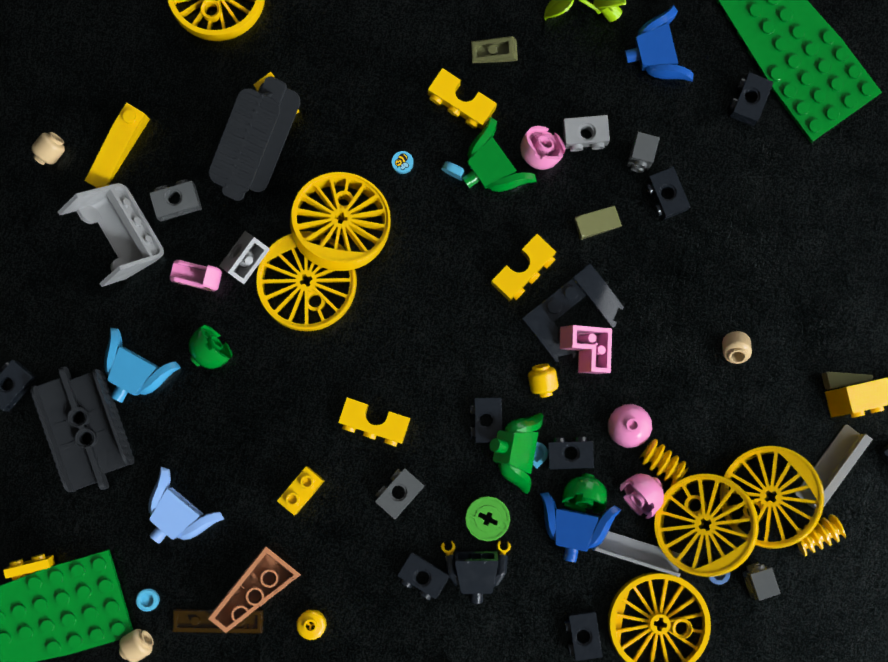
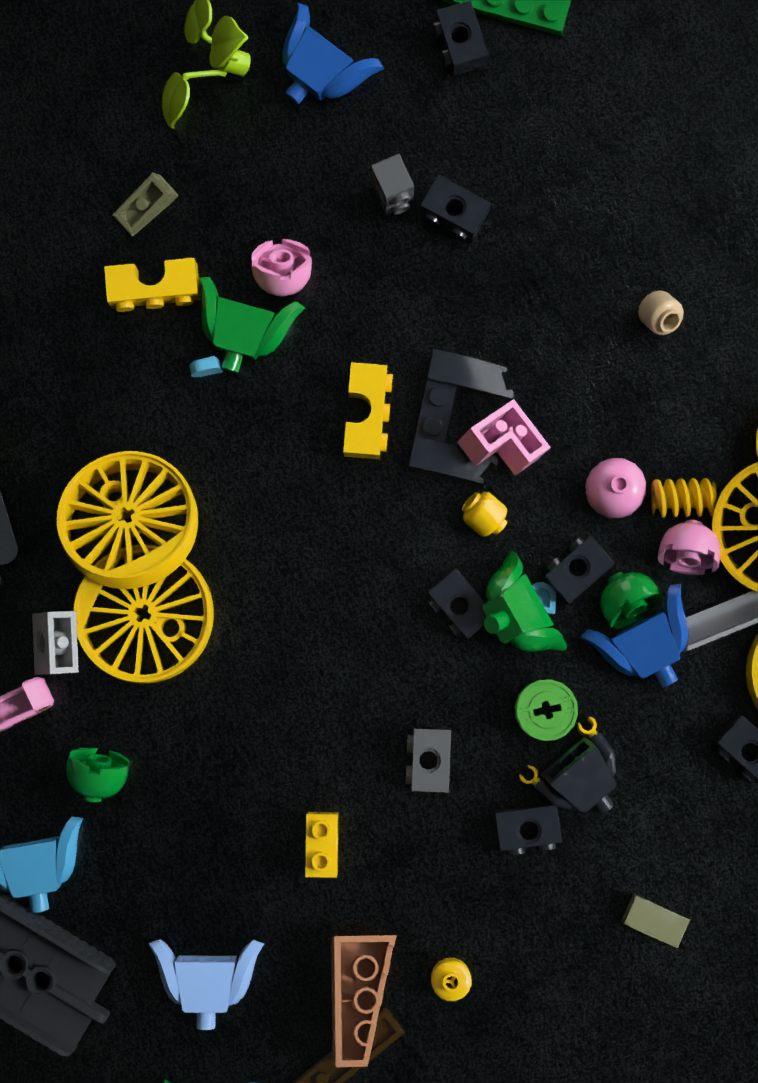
camera: 35 degrees left, 0 degrees up
(354, 417) = (315, 718): yellow arch -> none
(402, 162) = (143, 402): tile -> none
(595, 124) = (321, 197): light grey brick -> none
(597, 222) = (404, 299): olive slope -> none

